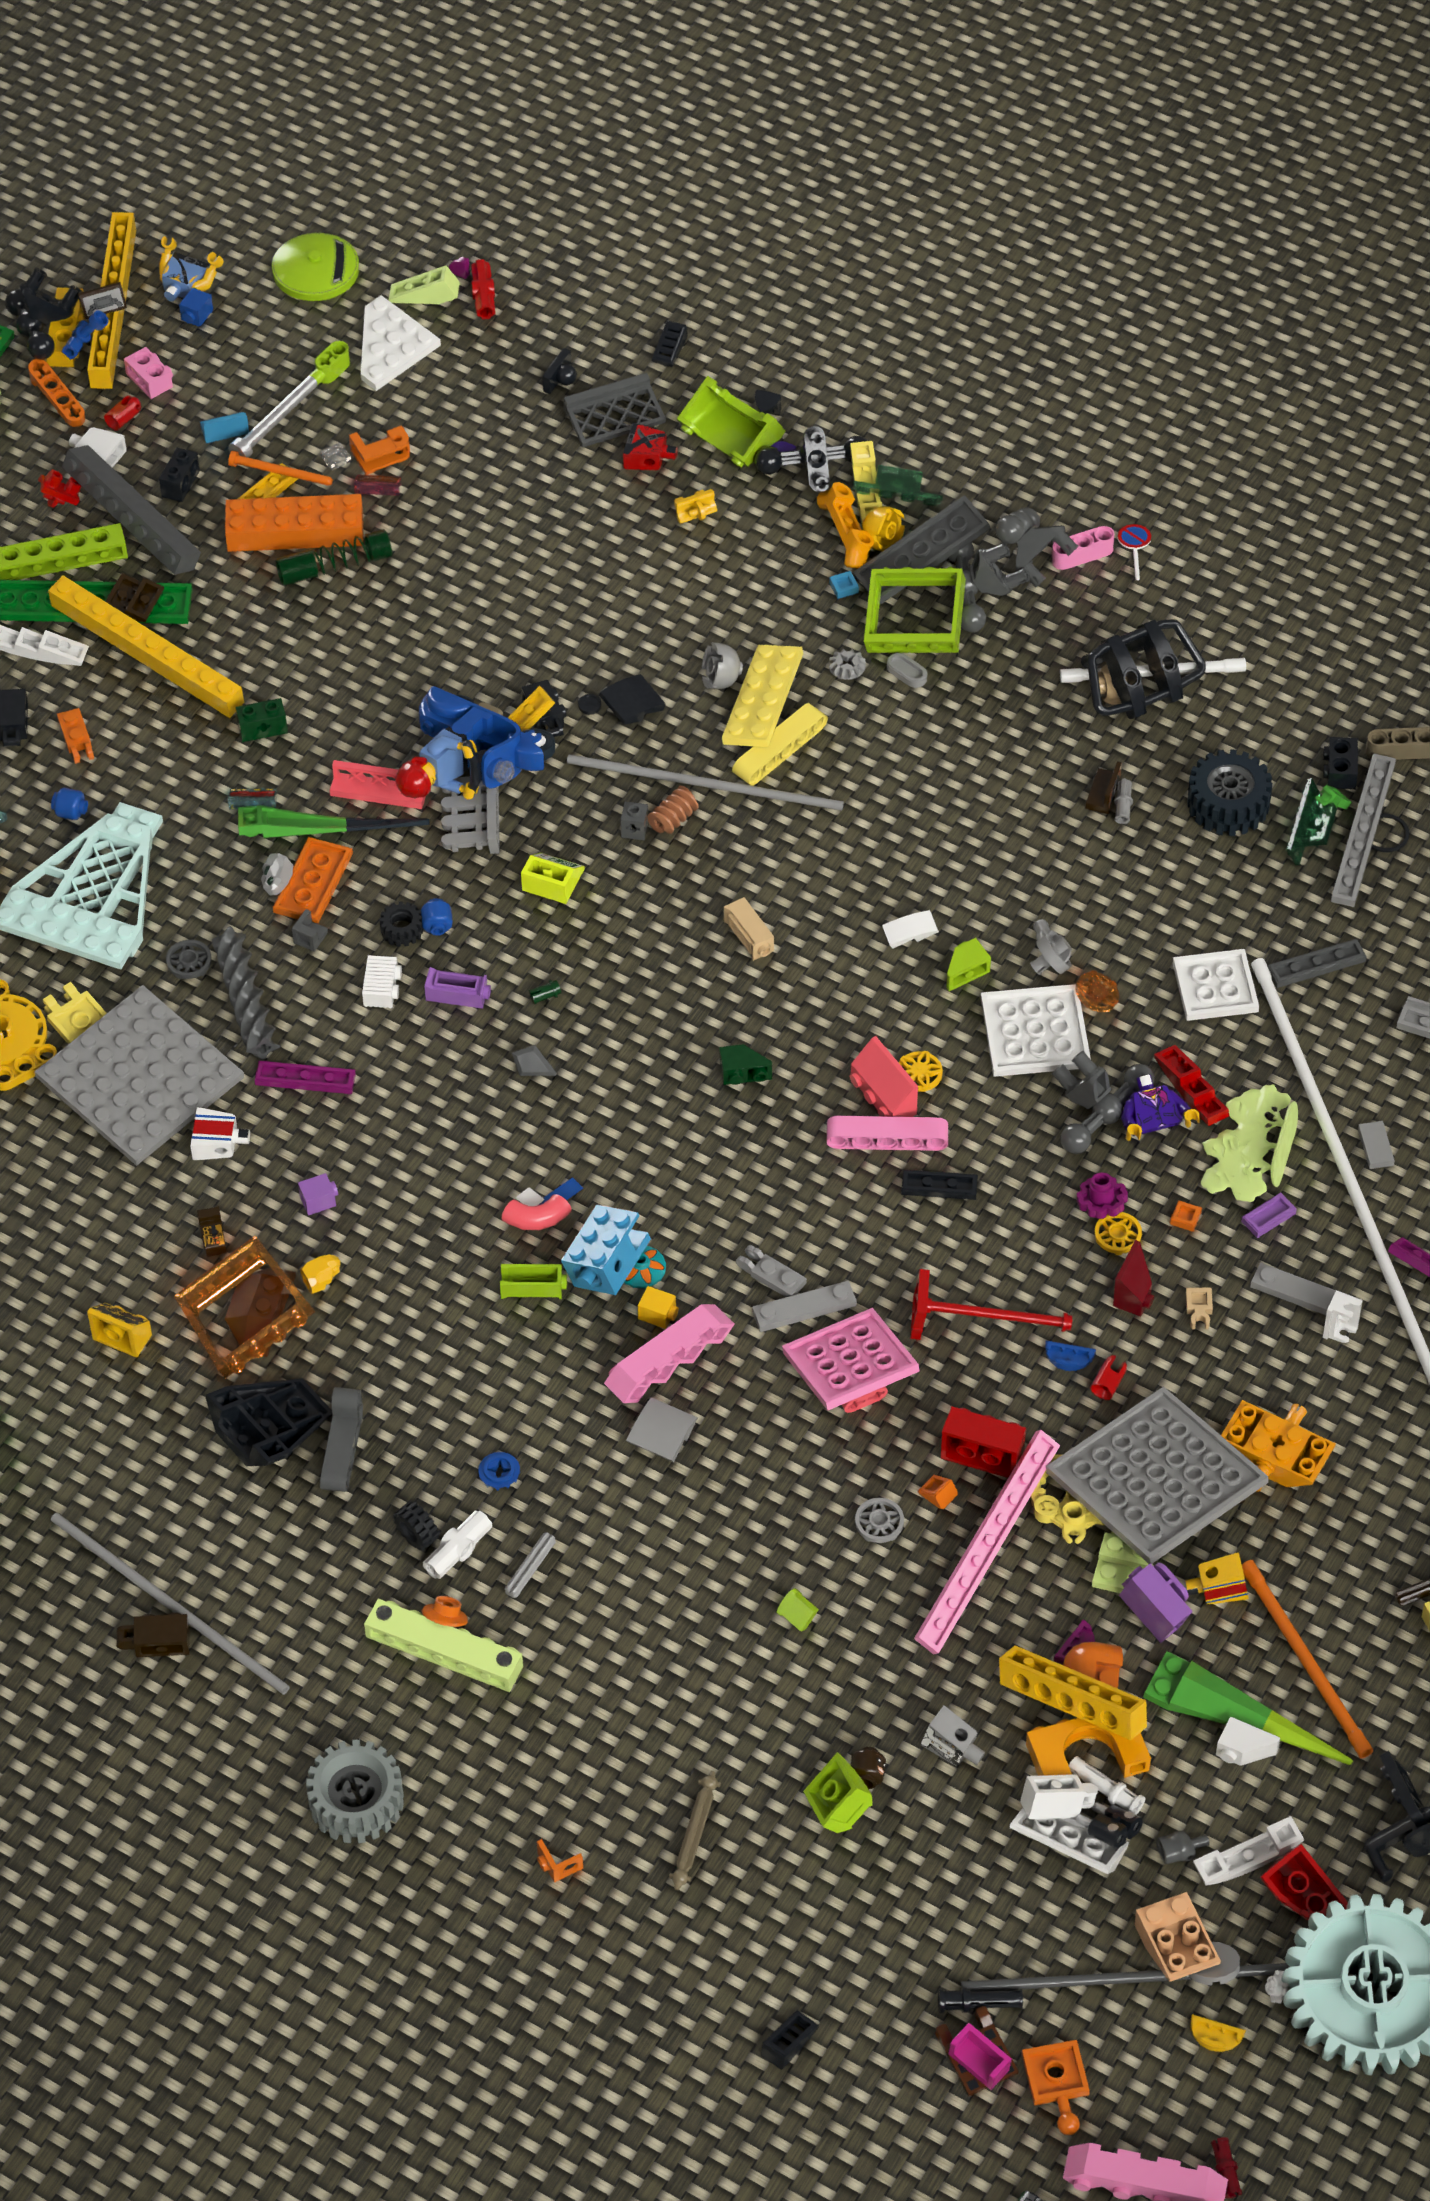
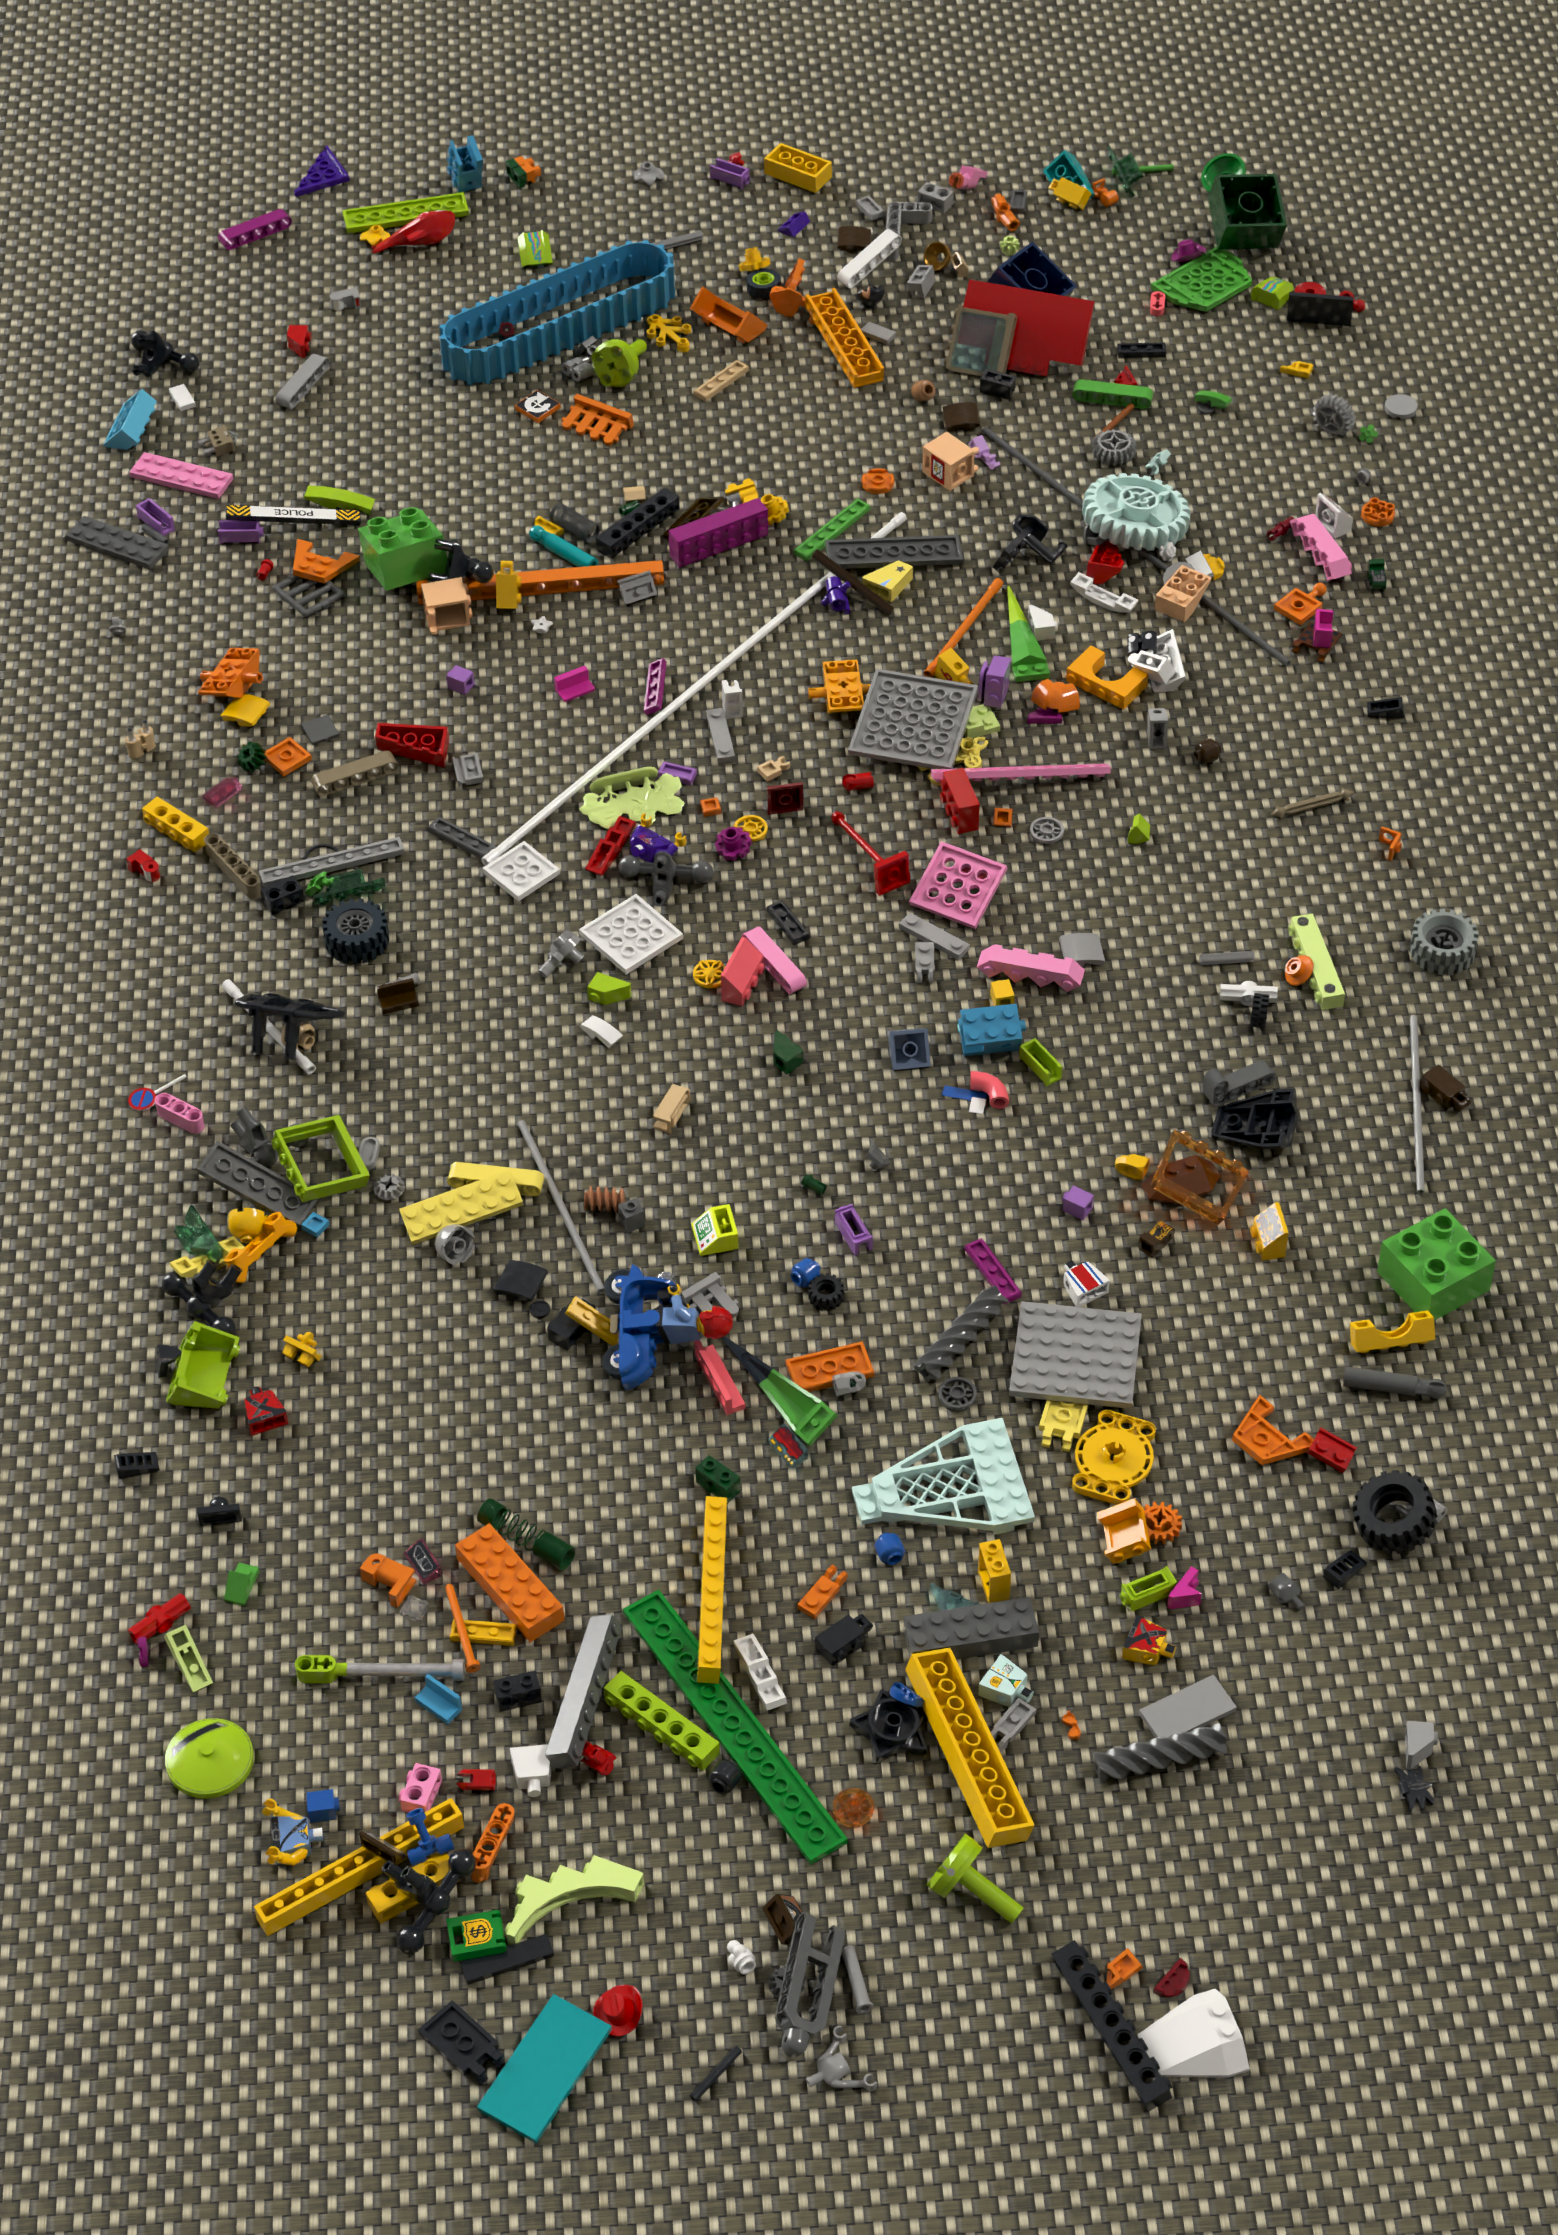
camera: 125 degrees left, 5 degrees down
(134, 597) = (671, 1631): dark brown slope -> none
(307, 932) = (877, 1340): dark grey panel -> none
(380, 981) = (884, 1272): white brick -> none
(391, 343) = (259, 1648): white plate -> none
(473, 359) = (240, 1583): none -> bright green slope
(489, 1466) = (1182, 1000): blue gear -> none
(626, 390) = (225, 1466): dark grey fence -> none
(657, 1171) = (909, 1048): none -> sand blue slope
(838, 1795) = (1236, 752): lime slope -> none
(966, 1999) = (1295, 654): black pin -> none
(1025, 530) = (206, 1125): dark grey connector -> none
(1068, 1356) = (858, 808): blue tile -> none
(1073, 1692) = (1087, 682): yellow brick -> none
(1097, 992) = (575, 919): clear orange wheel -> none
(1116, 1792) = (1119, 657): white pin -> none
(1179, 1846) = (1125, 623): dark grey piece -> none
(1221, 2008) = (1199, 563): none -> white tile
(1376, 1145) = (583, 751): light grey tile -> none

